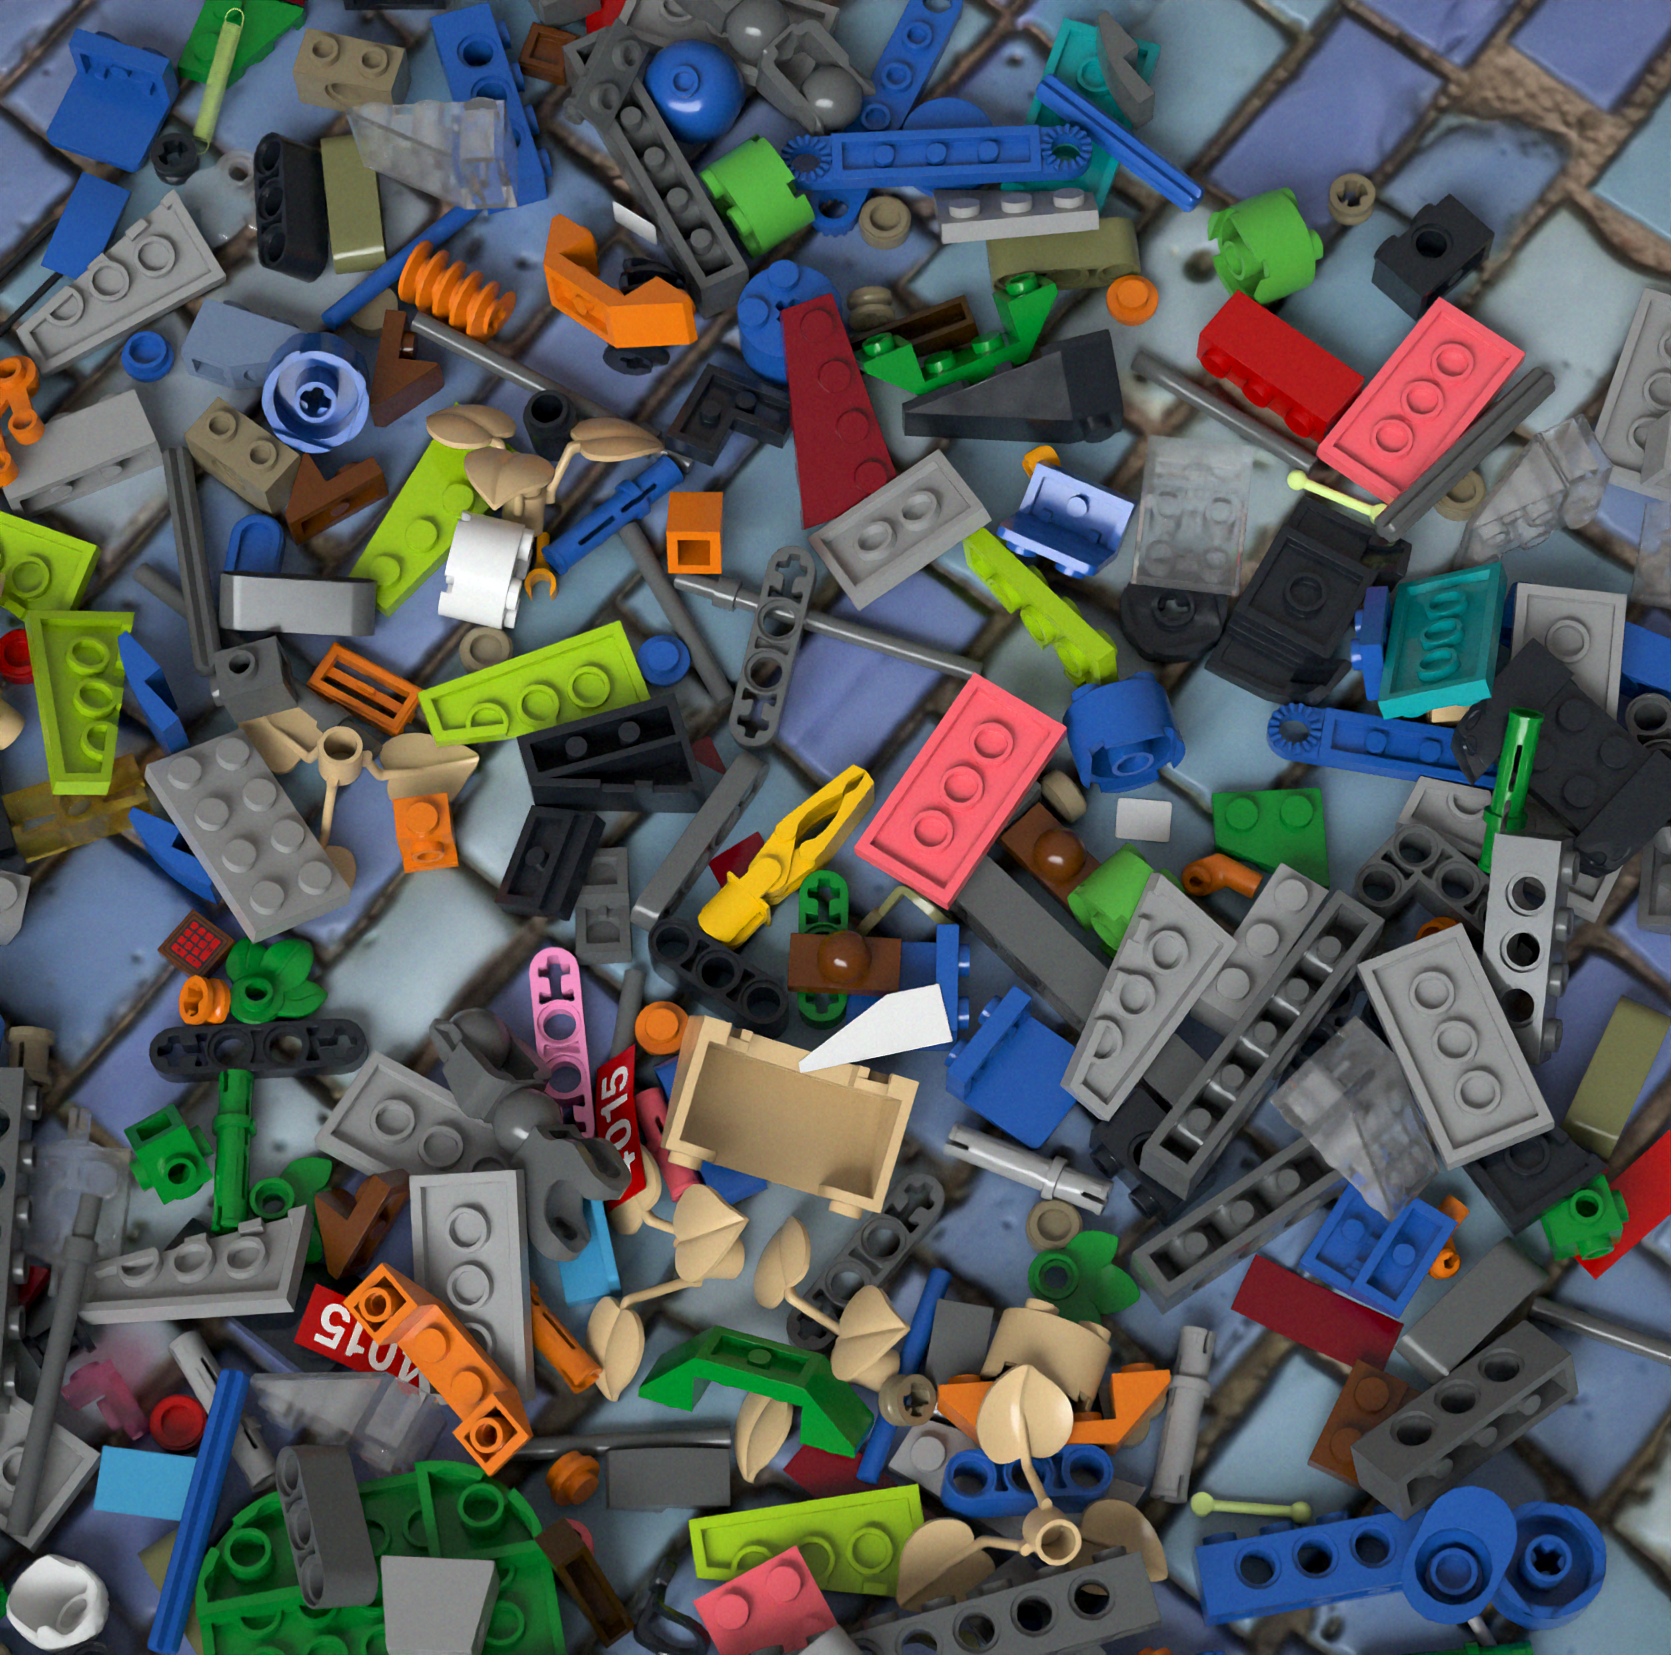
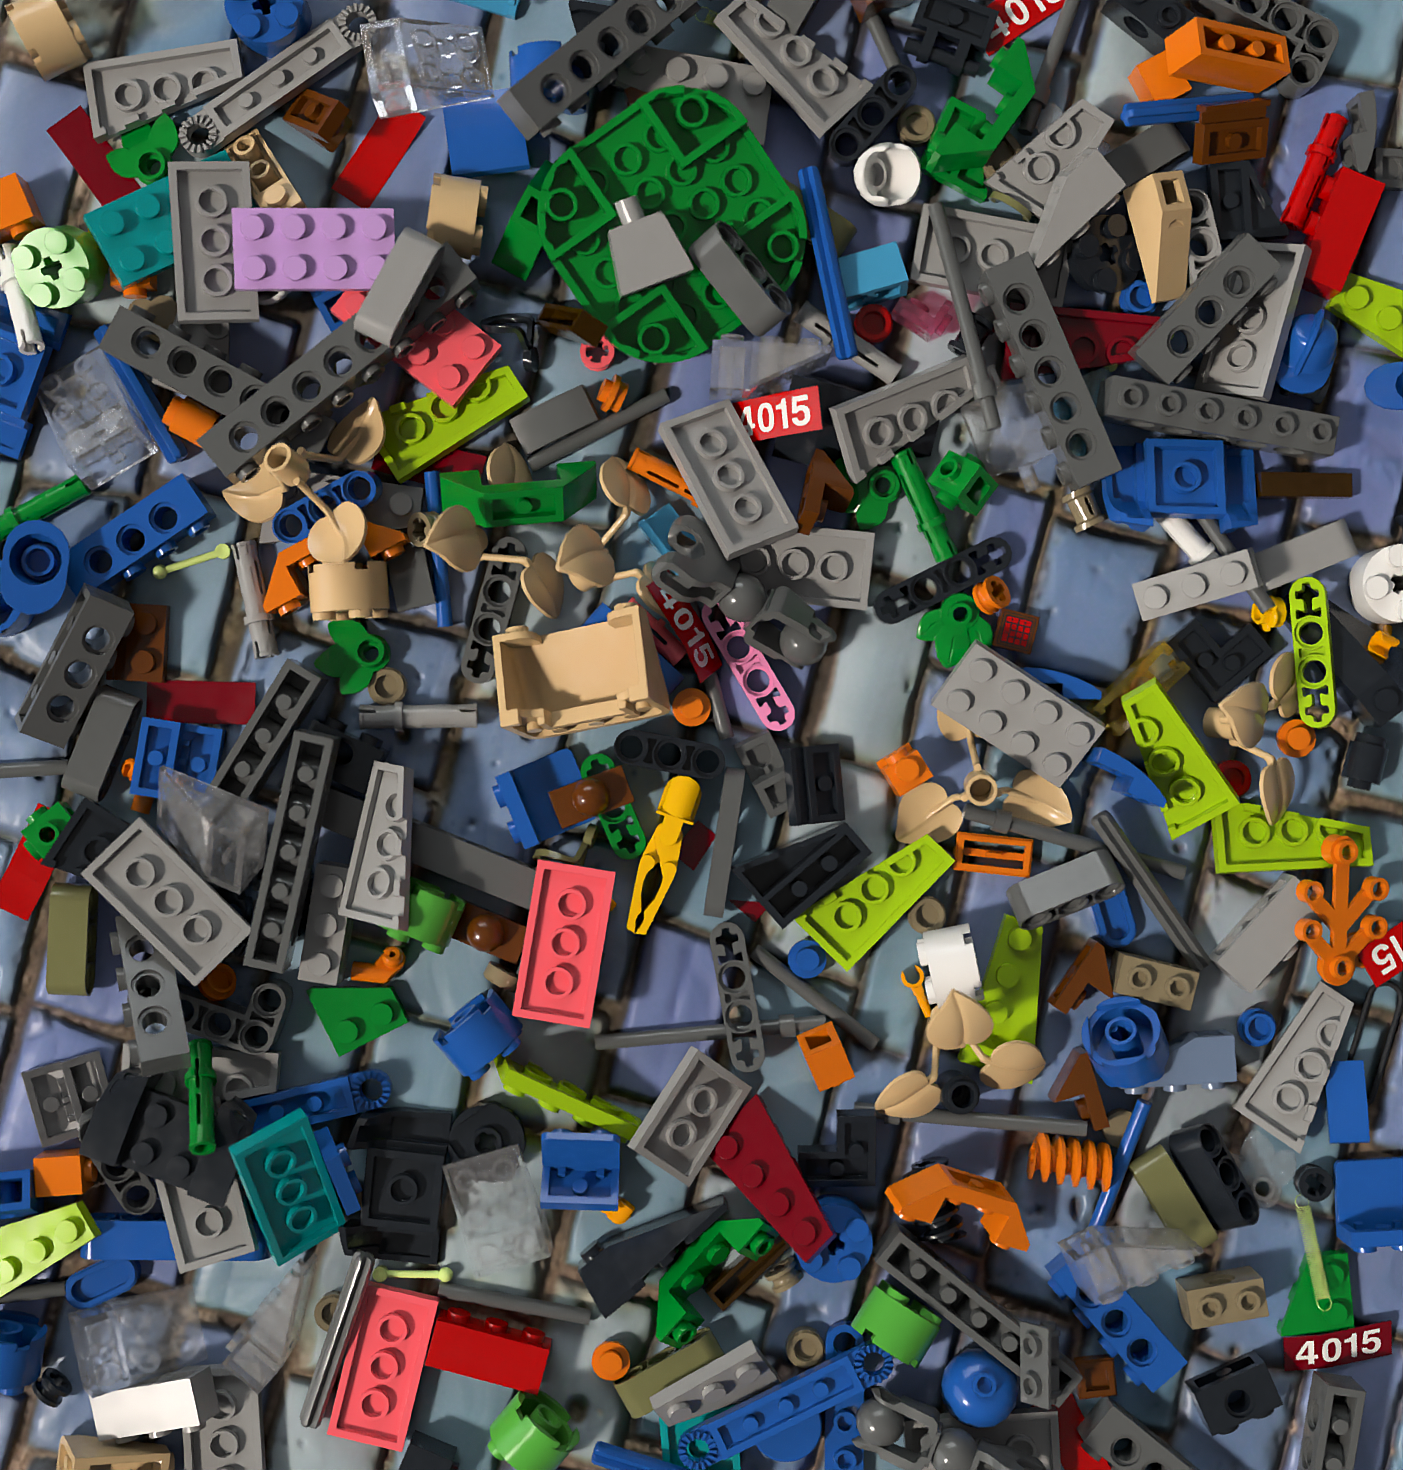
camera: 160 degrees right, 20 degrees up
(253, 680) = (1065, 819): dark grey brick -> none
(450, 1359) = (711, 423): orange slope -> none
(610, 517) = (889, 1044): blue pin -> none
(635, 223) = (974, 1270): white sticker -> none
(890, 1026) = (538, 760): white sticker -> none
(1013, 1071) = (451, 775): blue bracket -> none
(1143, 819) = (447, 987): white sticker -> none

